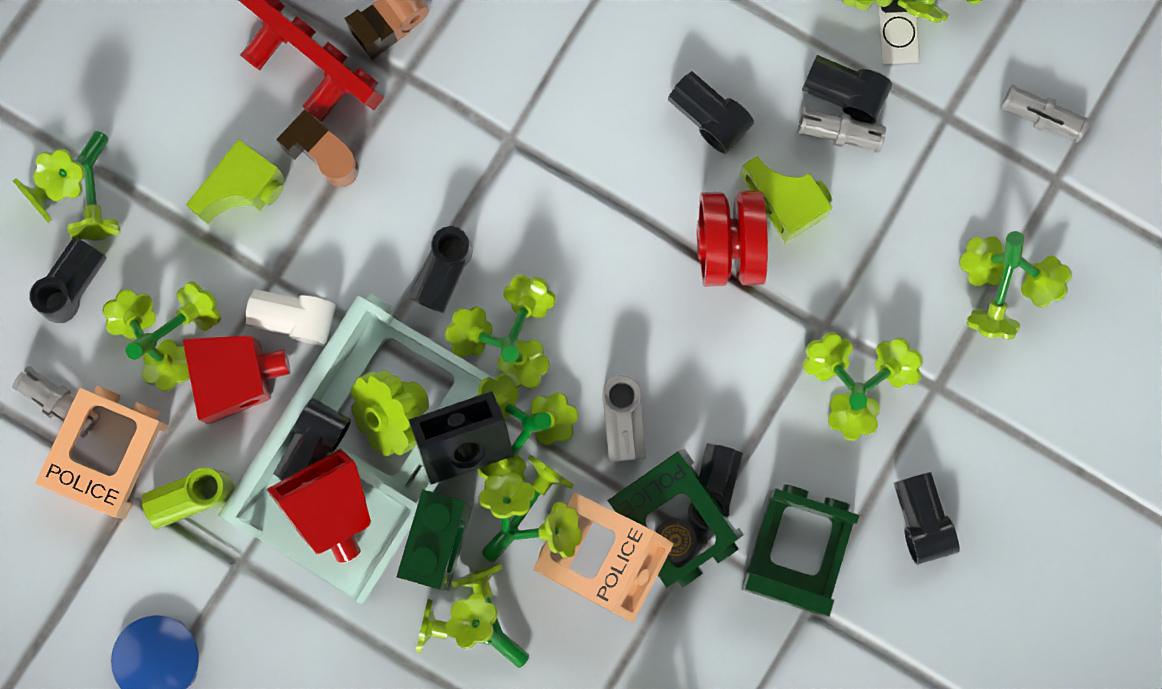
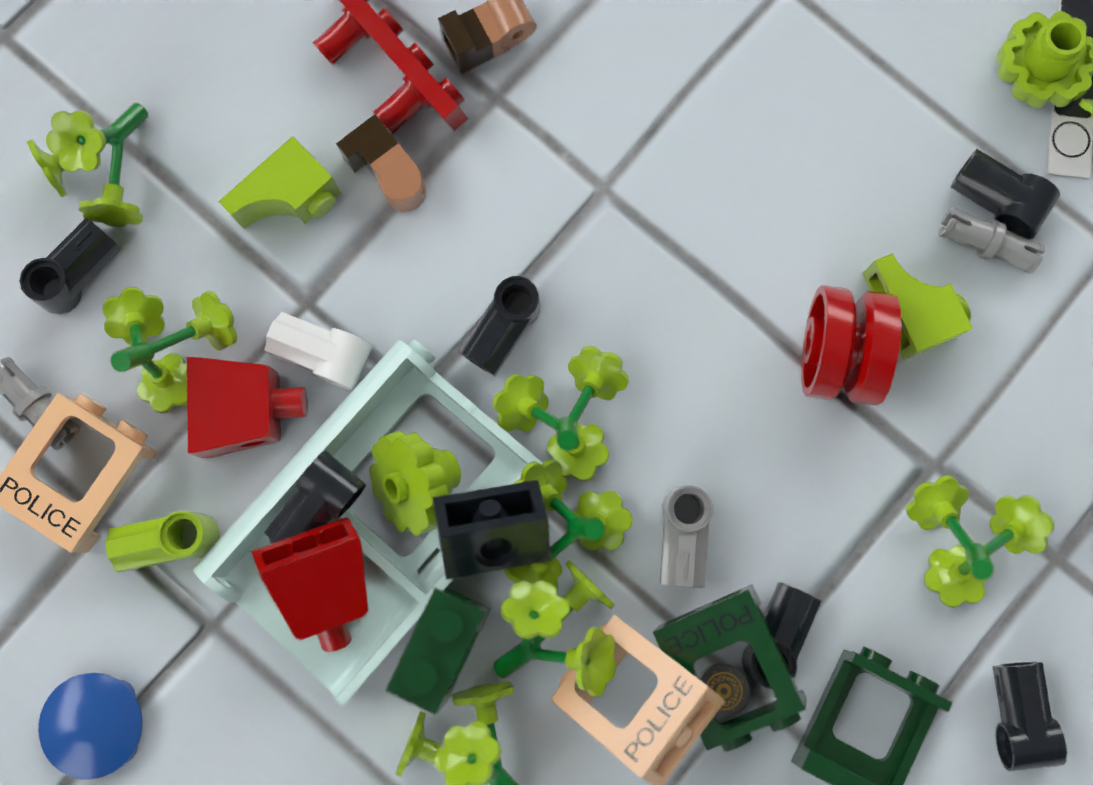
camera: 10 degrees right, 0 degrees up
(719, 120) = (849, 205): black piece -> none

